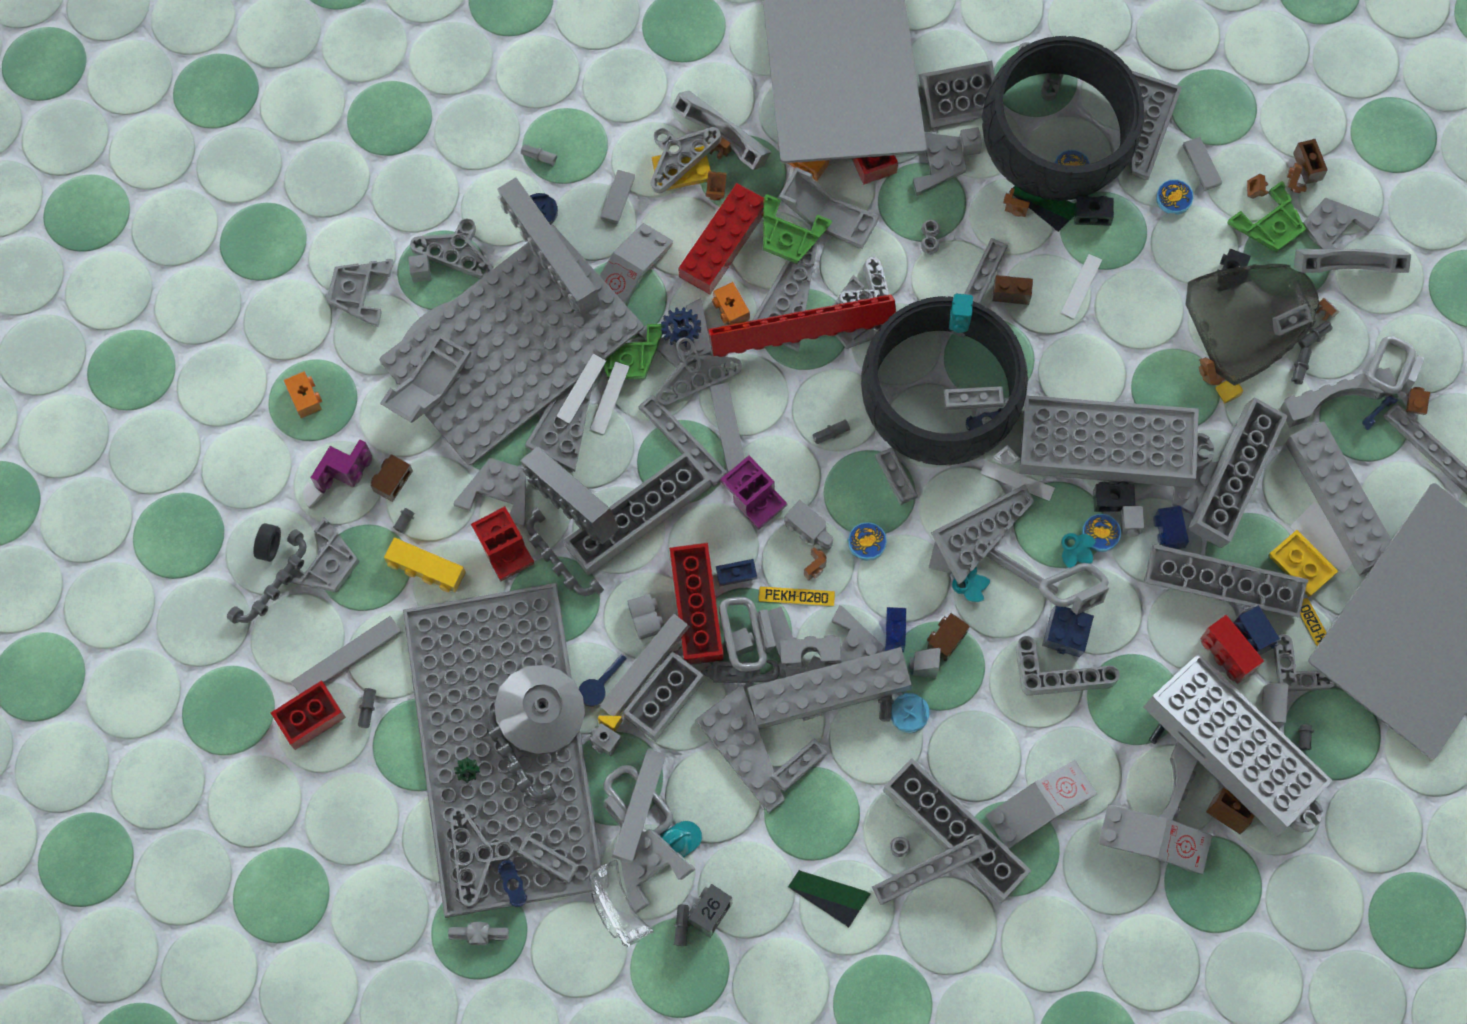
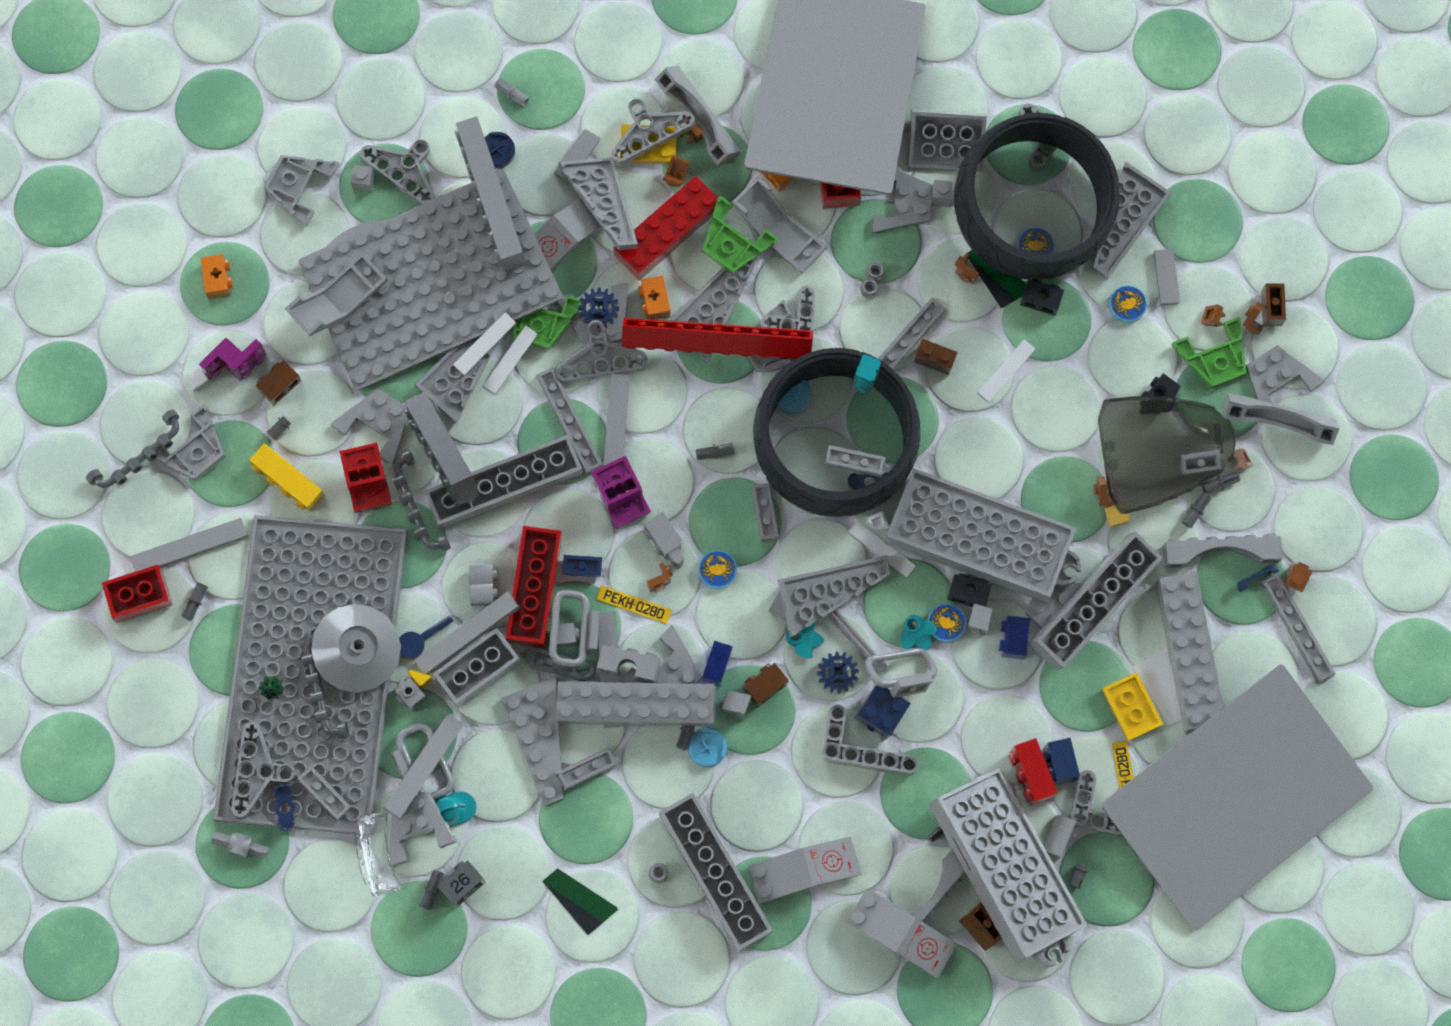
camera: 10 degrees right, 5 degrees up
(267, 542) = (142, 415): black tyre -> none
(653, 222) = (602, 193): none -> light grey wing
(894, 362) = (796, 399): none -> medium azure tile
(930, 869) = (679, 902): light grey tile -> none
(1020, 610) = (831, 667): none -> dark blue gear
(1225, 580) = (1050, 704): light grey tile -> none
(1408, 374) = (1297, 547): light grey bar -> none

